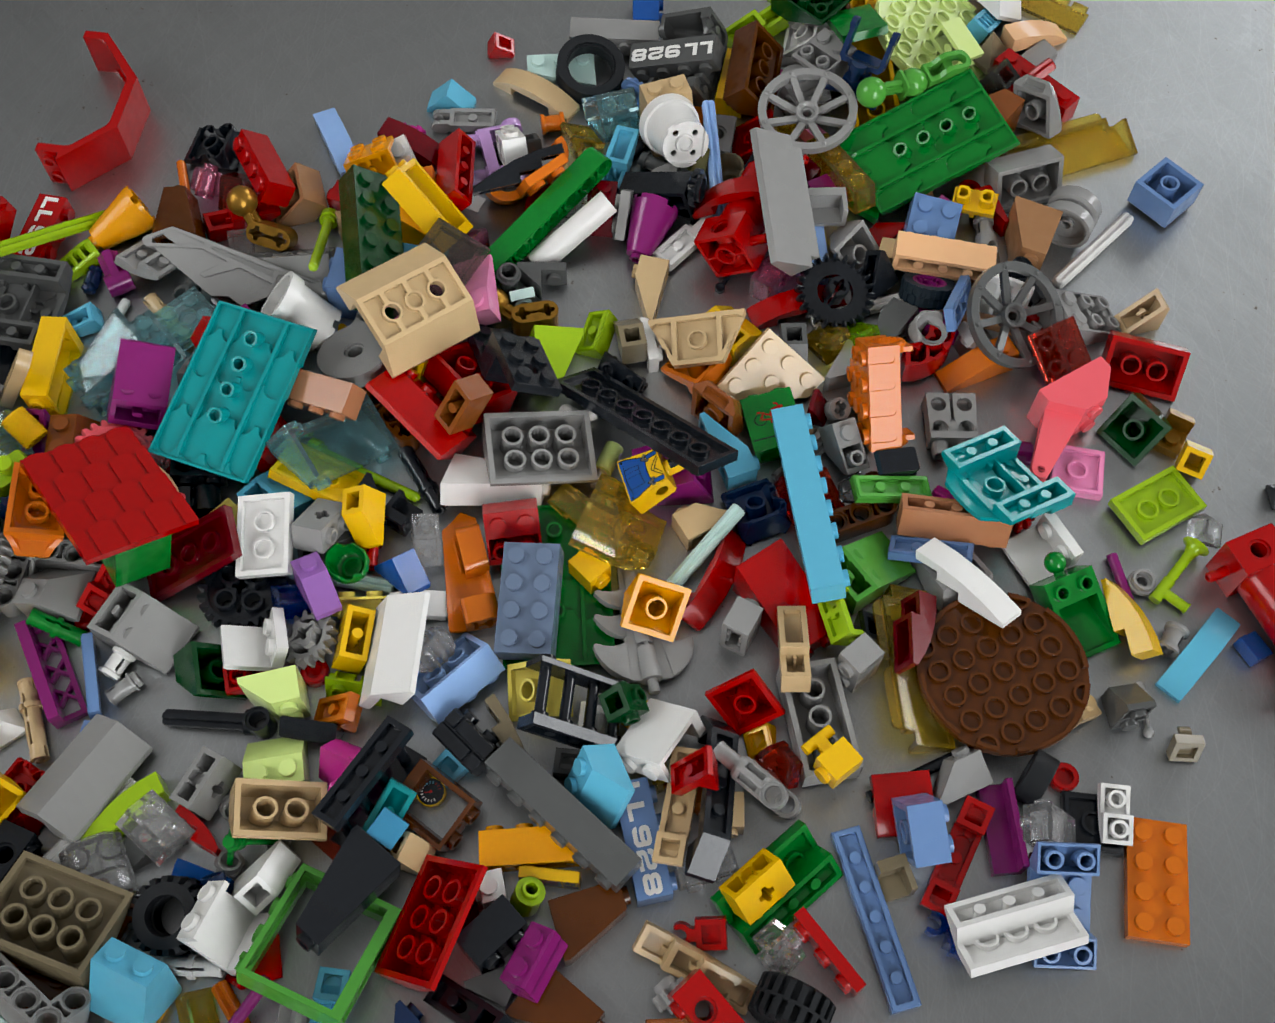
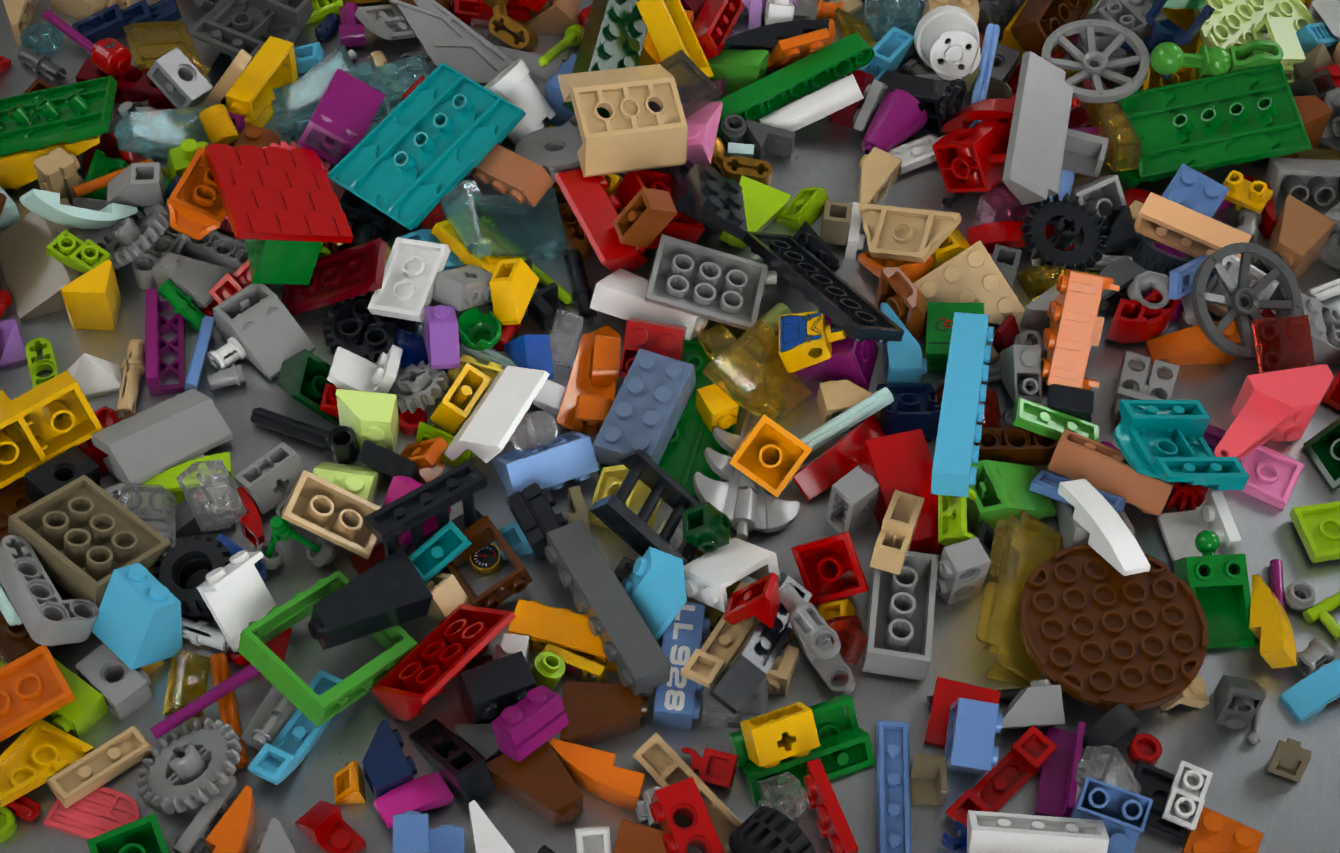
camera: 15 degrees right, 10 degrees down
(266, 877) = (299, 573): white slope -> none
(387, 828) = (431, 564): dark azure tile -> none
(493, 211) = (739, 67): none -> bright green slope
(606, 978) = (597, 774): none -> orange slope
(836, 760) = (900, 641): yellow brick -> none
(913, 630) = (1031, 553): dark red slope -> none

